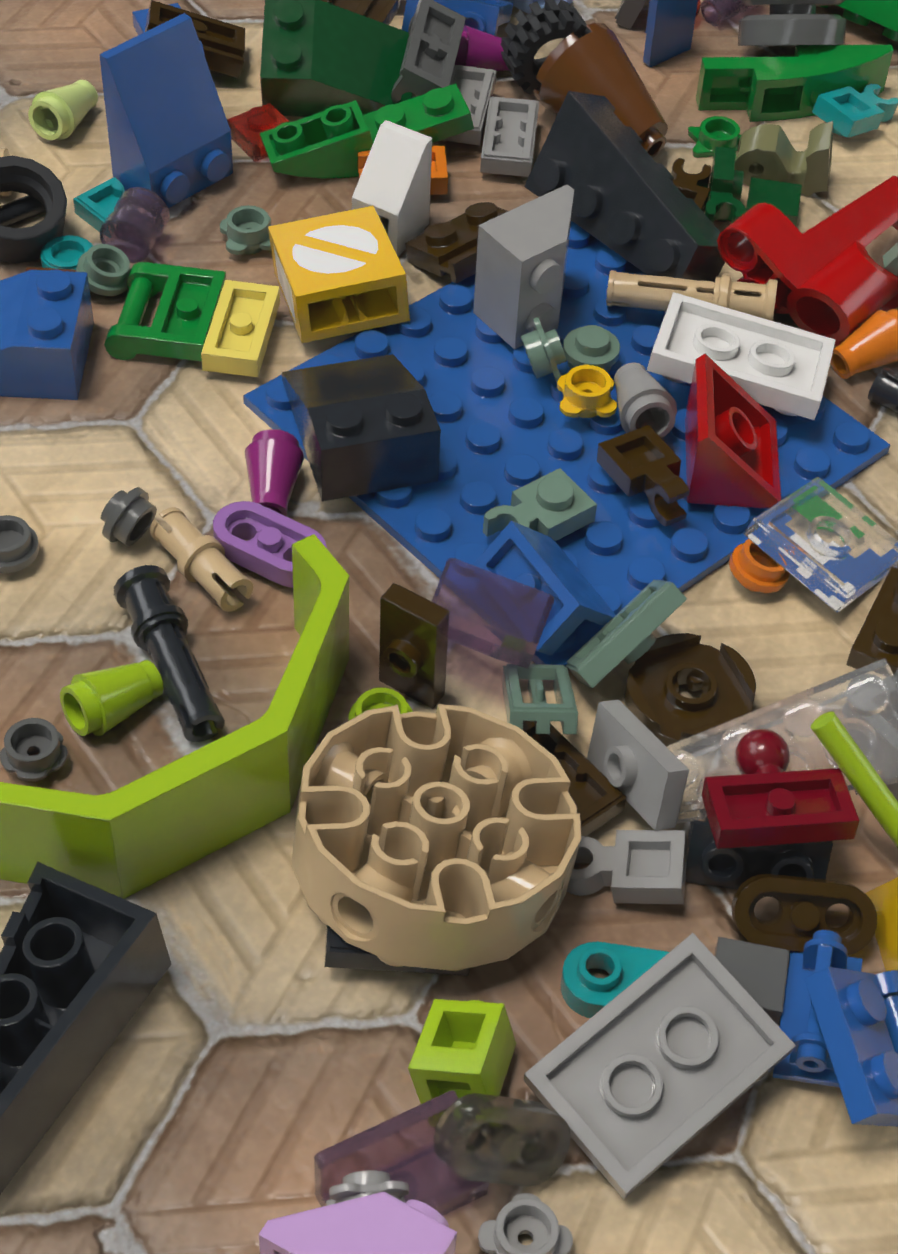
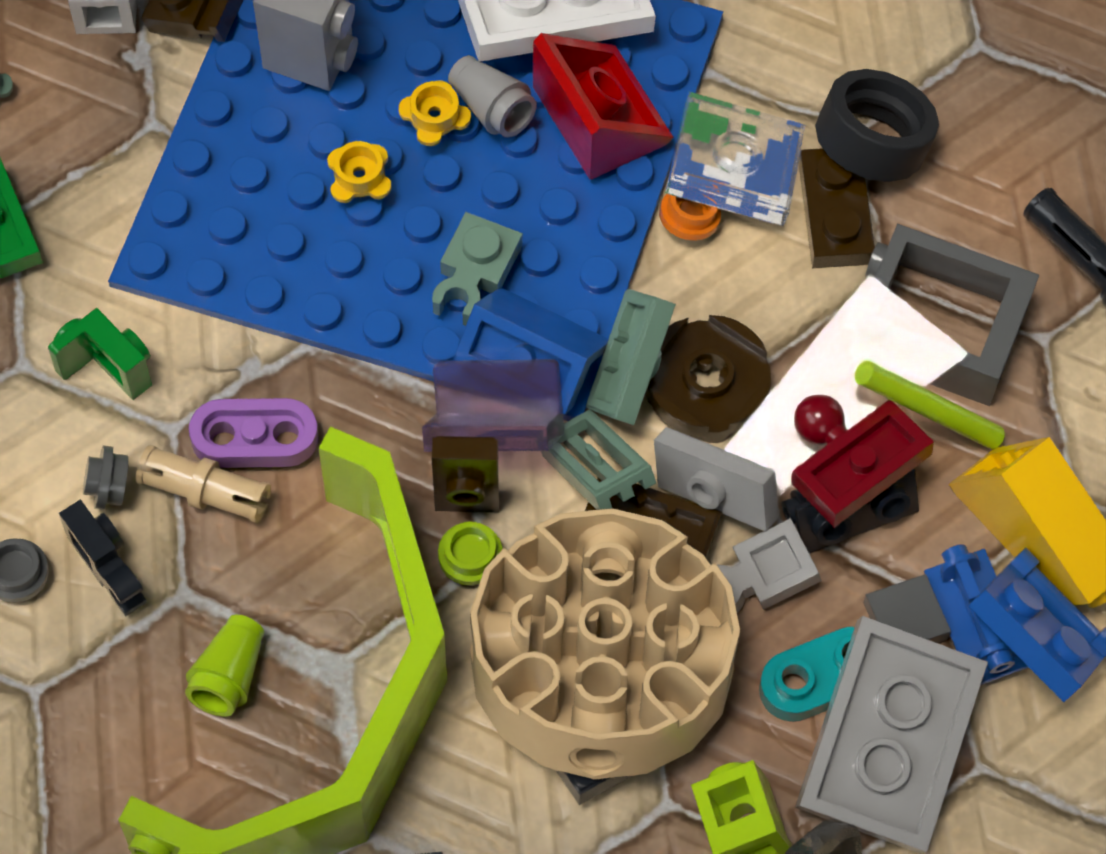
camera: 30 degrees left, 15 degrees up
(30, 737) = (191, 741): dark grey plate -> none
(80, 556) = (97, 545): none -> black plate
(161, 631) = (222, 577): black pin -> none
(191, 420) = (116, 352): none -> green bracket
(240, 328) = (55, 207): light yellow plate -> none
(273, 468) = (203, 355): magenta cone -> none
(339, 274) = (111, 96): yellow brick -> none
(364, 426) = (253, 257): black slope -> none
(494, 404) = (359, 157): none -> yellow plate
(543, 351) = (369, 87): sand green plate -> none
(591, 347) = (406, 58): sand green plate -> none
(647, 464) = (539, 165): dark brown plate -> none
(802, 911) = (916, 538): dark brown plate -> none

